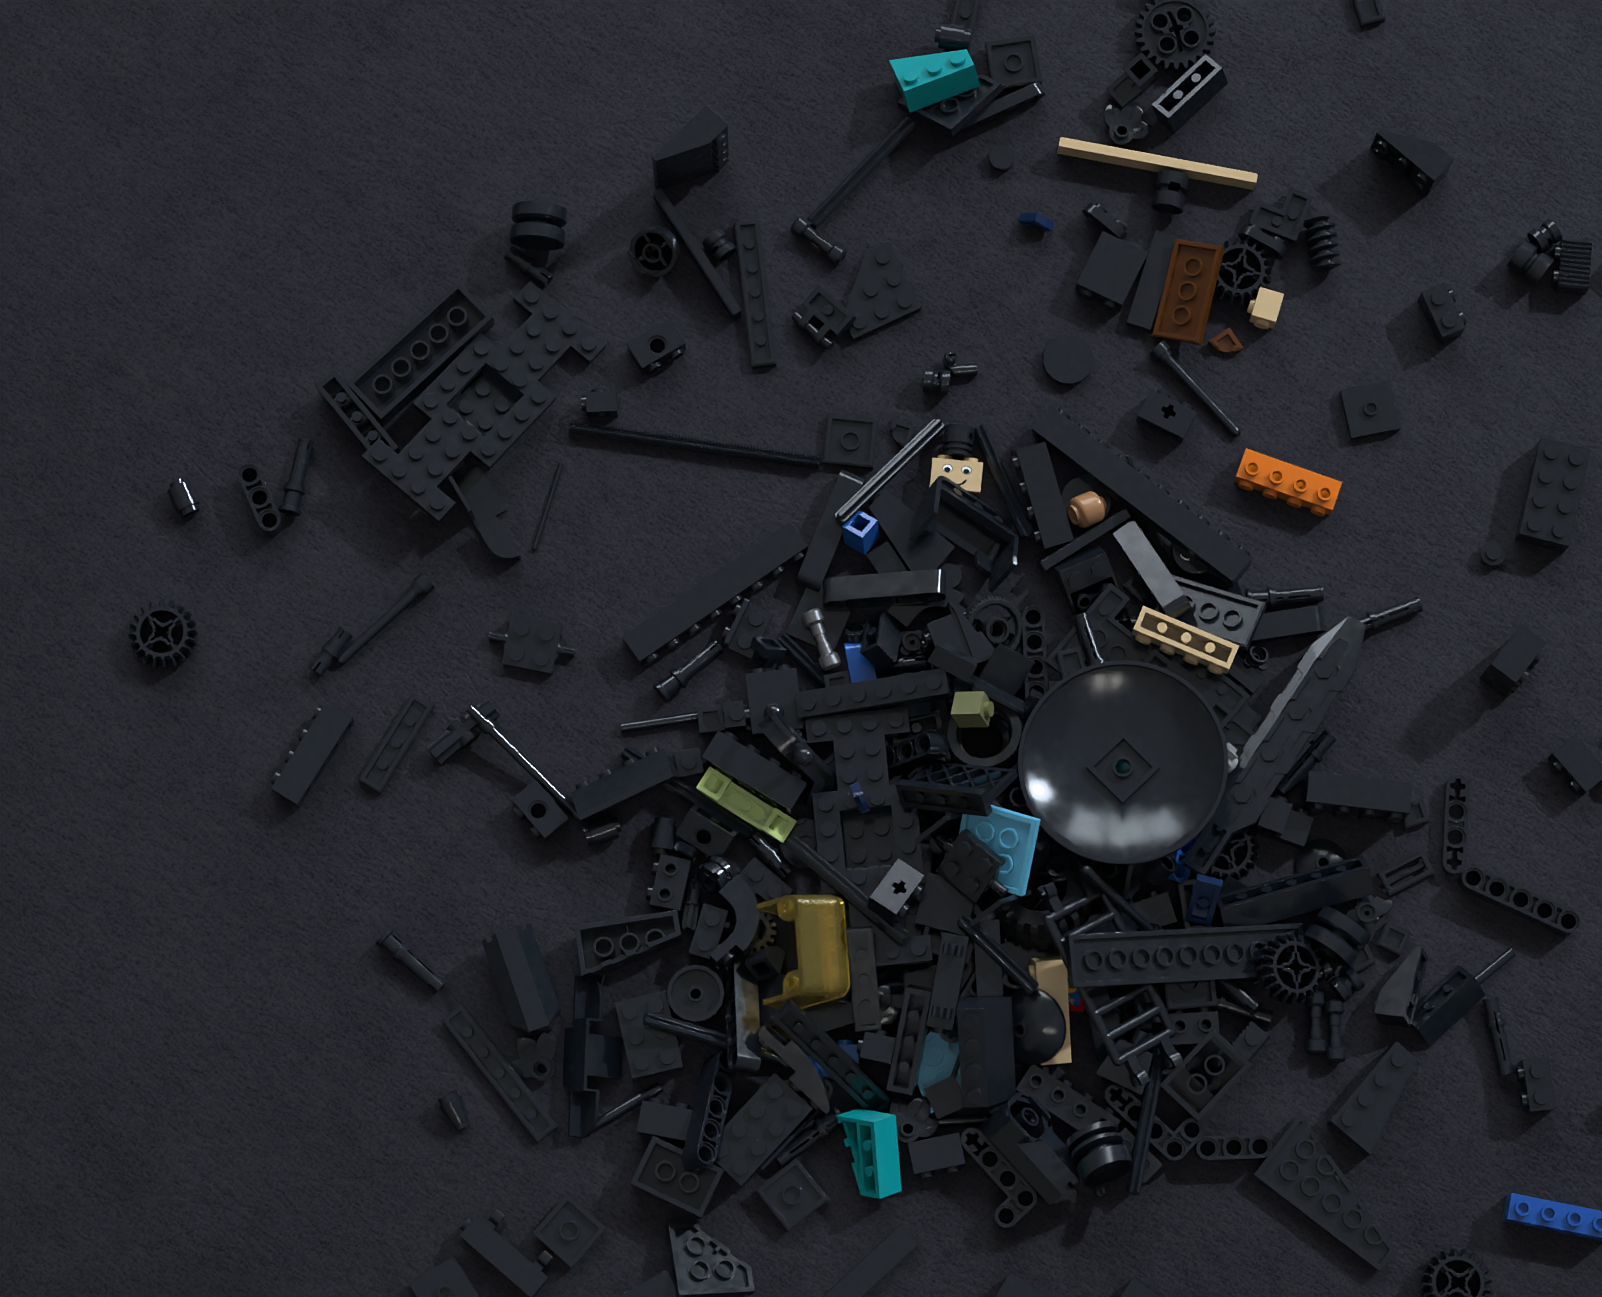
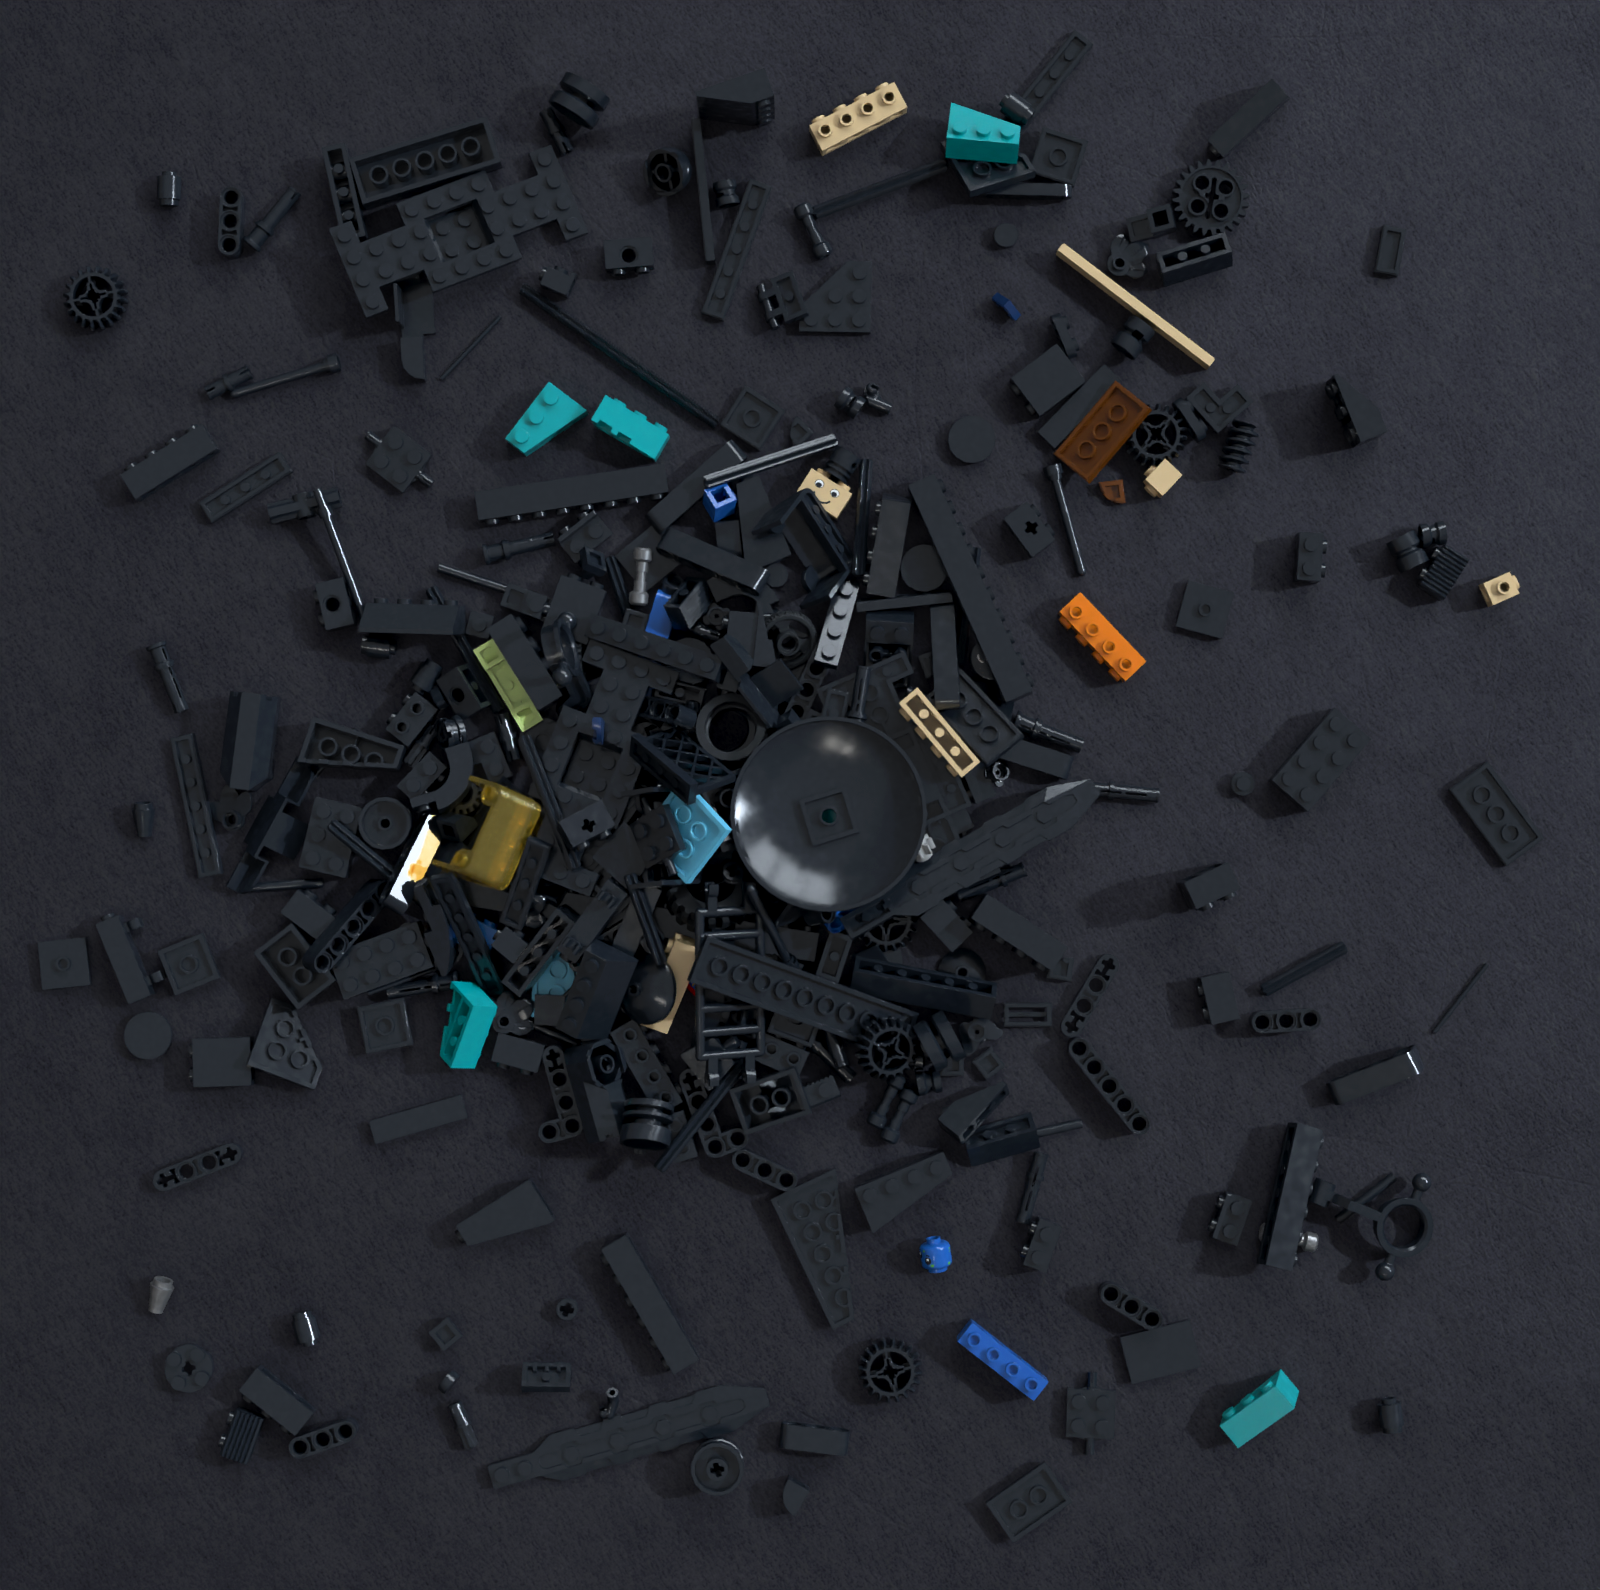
camera: 30 degrees right, 10 degrees up
(654, 536) = (544, 419): none -> teal wedge
(740, 505) = (630, 428): none -> teal wedge
(807, 118) = (857, 118): none -> tan brick
(972, 709) = (728, 704): olive brick -> none
(1033, 593) = (836, 625): none -> plate
(1086, 509) = (918, 577): medium nougat head -> none
(1203, 899) = (842, 958): dark blue slope -> none
(1440, 1147) = (935, 1254): none -> blue head

